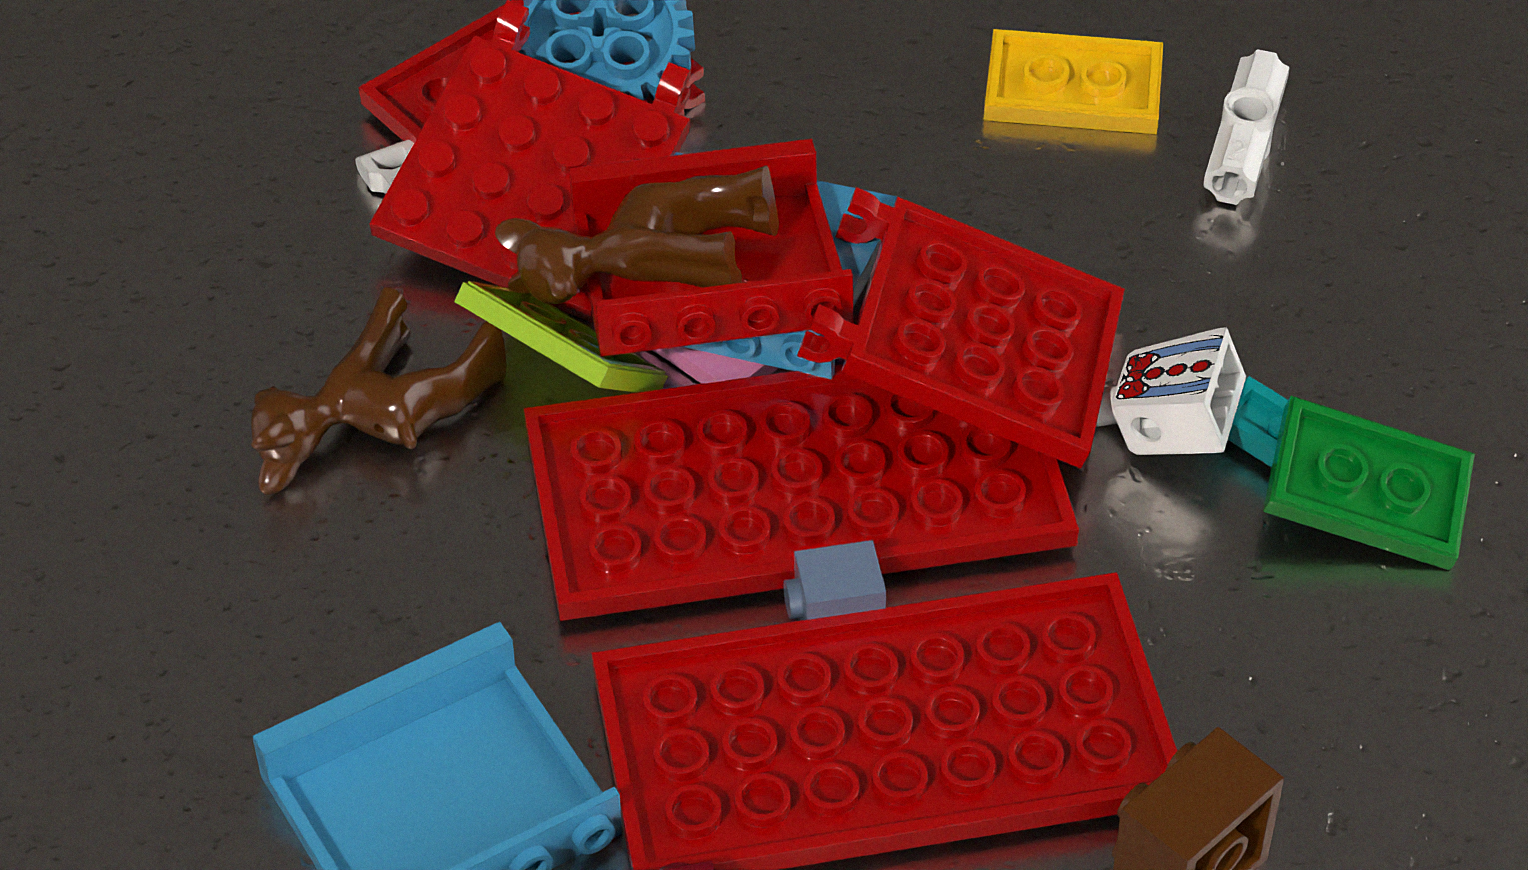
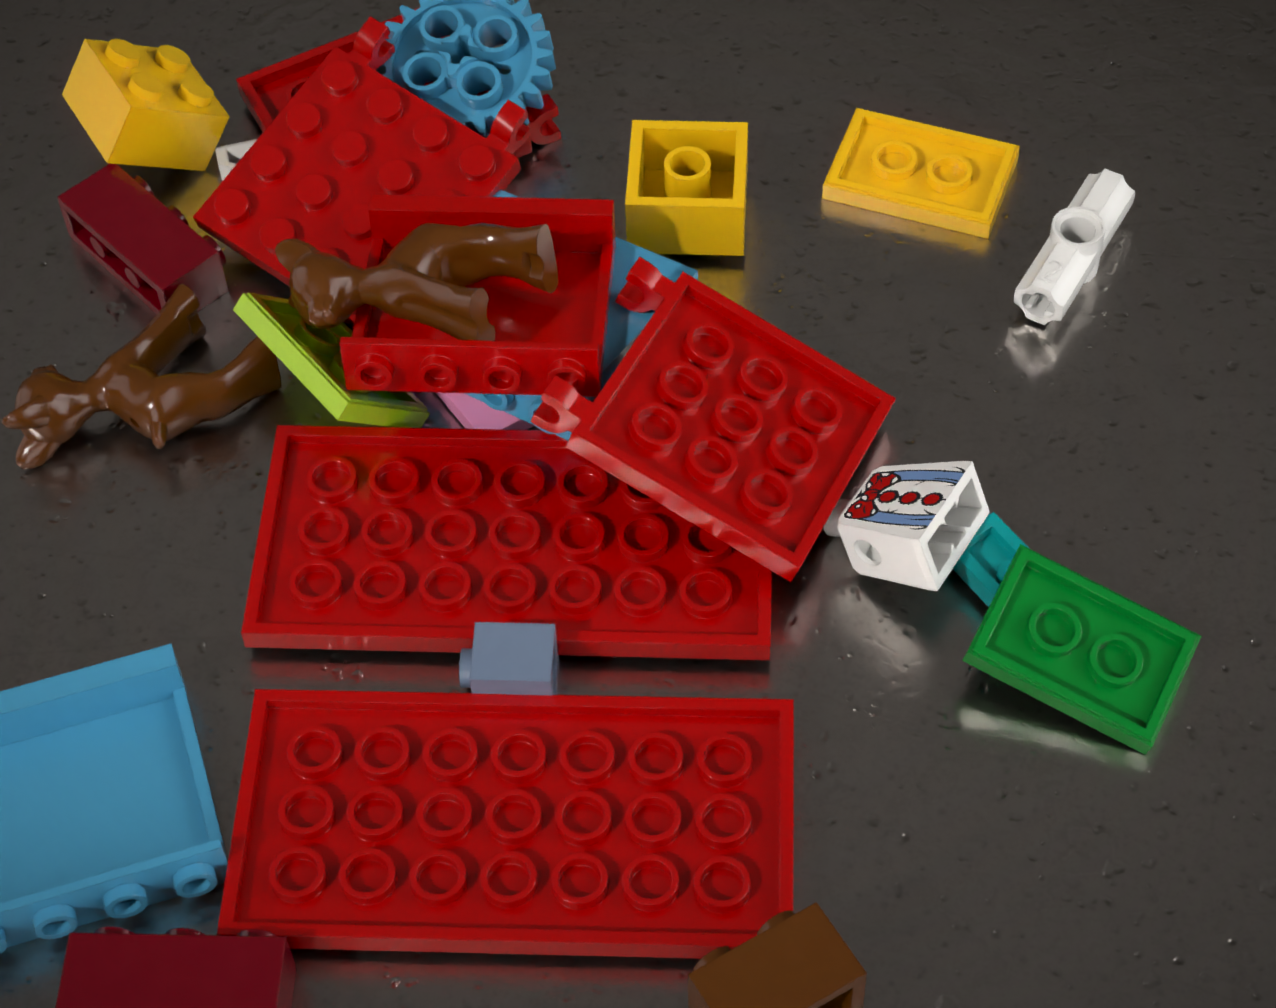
camera: 15 degrees right, 5 degrees up
(281, 122) = (145, 105): none -> yellow brick
(315, 256) = (142, 239): none -> dark red brick
(862, 121) = (687, 187): none -> yellow brick

